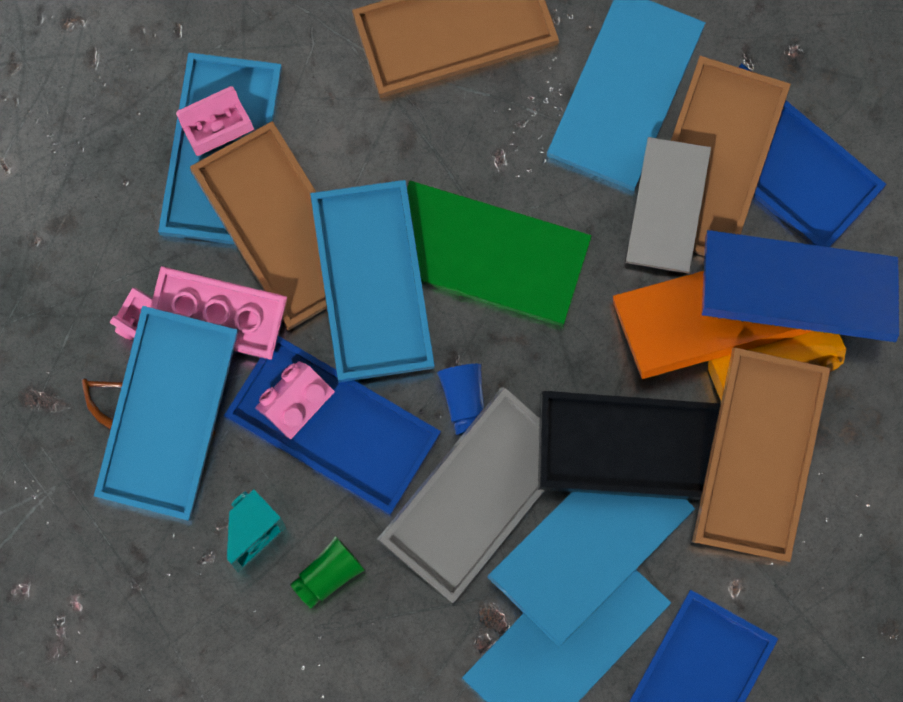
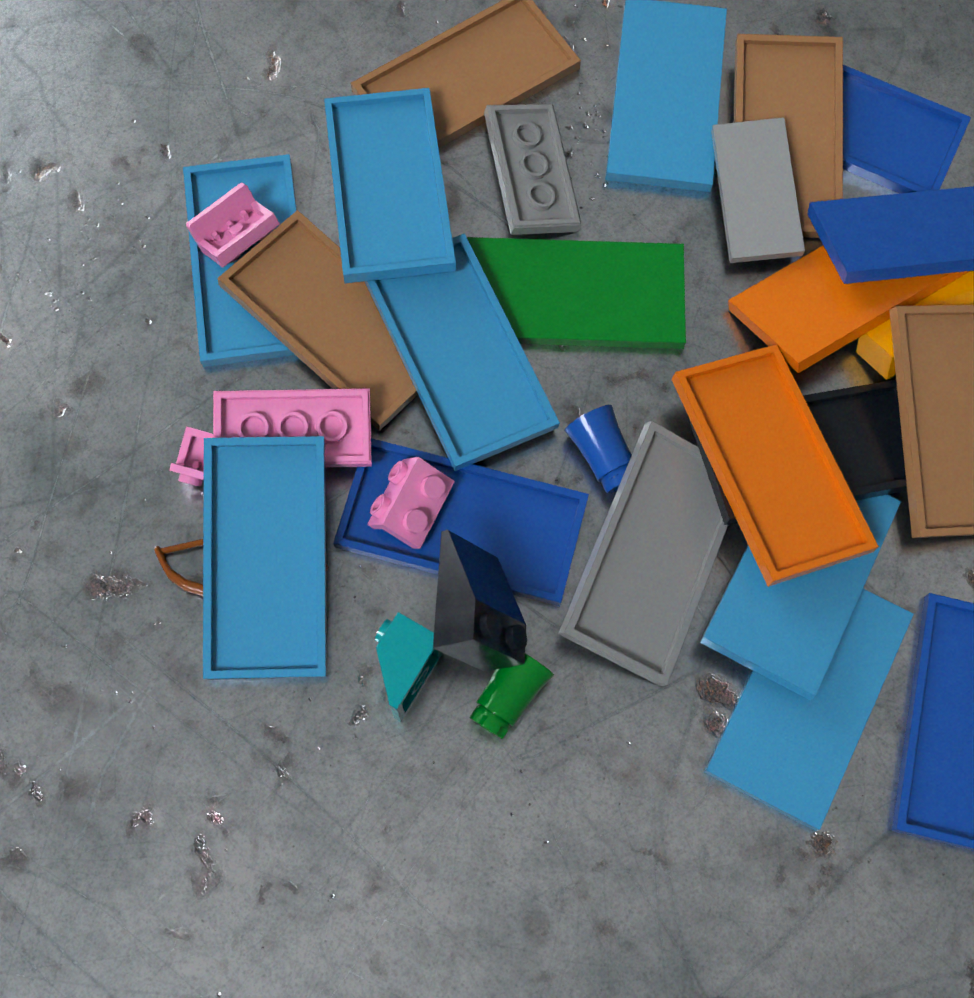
camera: 20 degrees left, 5 degrees down
(317, 500) = (476, 608): none -> black slope
(354, 118) = (388, 186): none -> dark azure tile
(484, 131) = (532, 169): none -> light grey tile
(592, 449) = (773, 464): none -> orange tile

